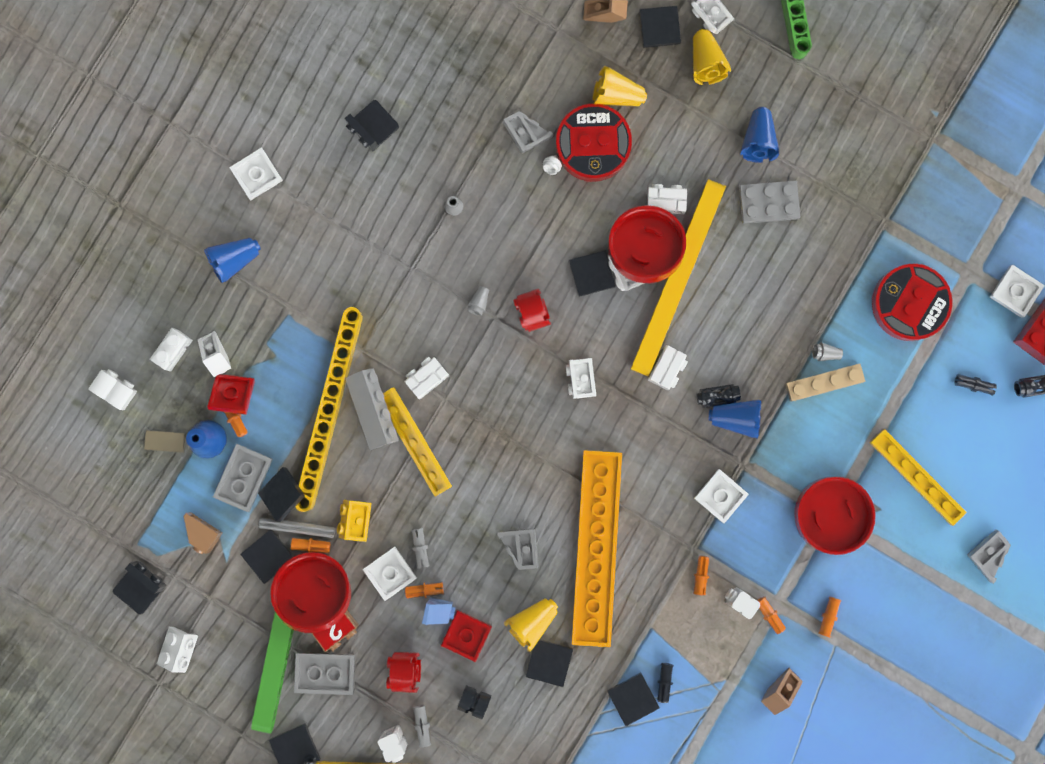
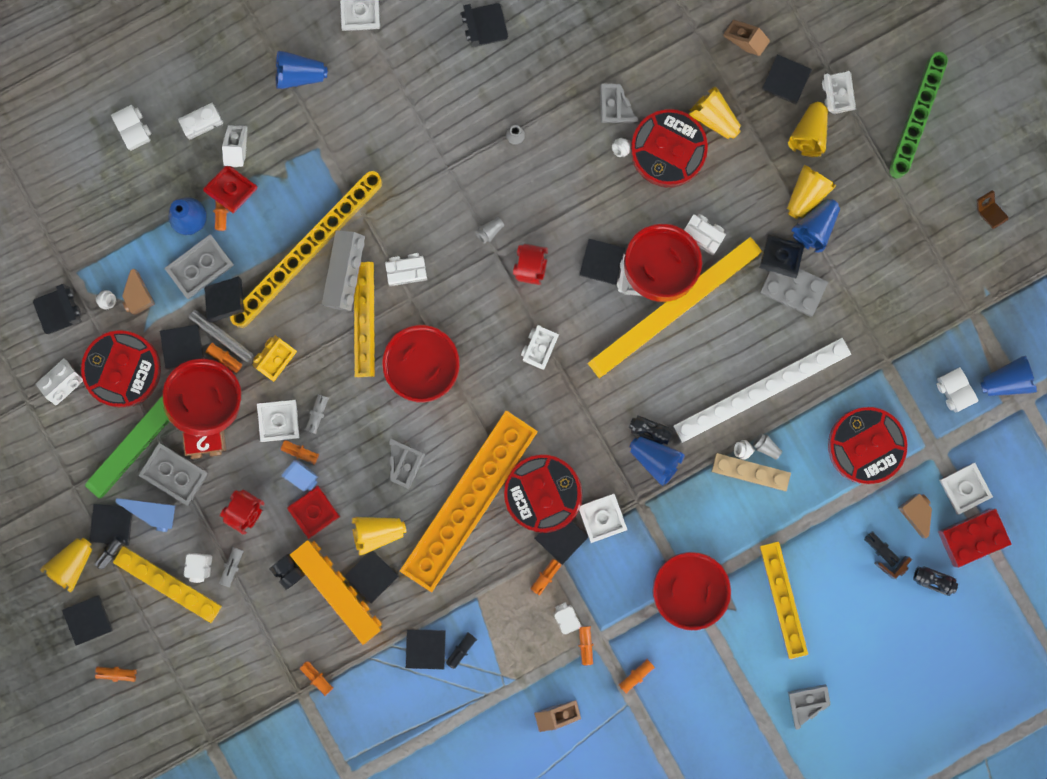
camera: 30 degrees right, 0 degrees up
(165, 441) = (150, 197): dark tan tile -> none
(177, 554) = (106, 299): none -> white plate
(224, 607) = (121, 369): none -> piece
(326, 719) = (154, 514): none -> medium blue slope
(486, 452) = (421, 363): none -> red piece
(527, 694) = (336, 592): none -> light orange brick
(658, 504) = (543, 493): none -> piece
(667, 368) = (620, 380): white brick -> none
(694, 533) = (563, 542): none -> black tile
(736, 112) = (808, 192): none -> yellow cone
(745, 180) = (782, 256): none -> black tile
(793, 306) = (762, 390): none -> white plate
(807, 366) = (743, 449): none -> white plate
(900, 41) = (991, 211): none -> reddish brown bracket
(960, 211) = (957, 390): none -> white brick
(989, 336) = (918, 513): none -> medium nougat slope
(1001, 395) = (899, 570): none -> reddish brown bracket
(1002, 175) = (1010, 379): none -> blue cone

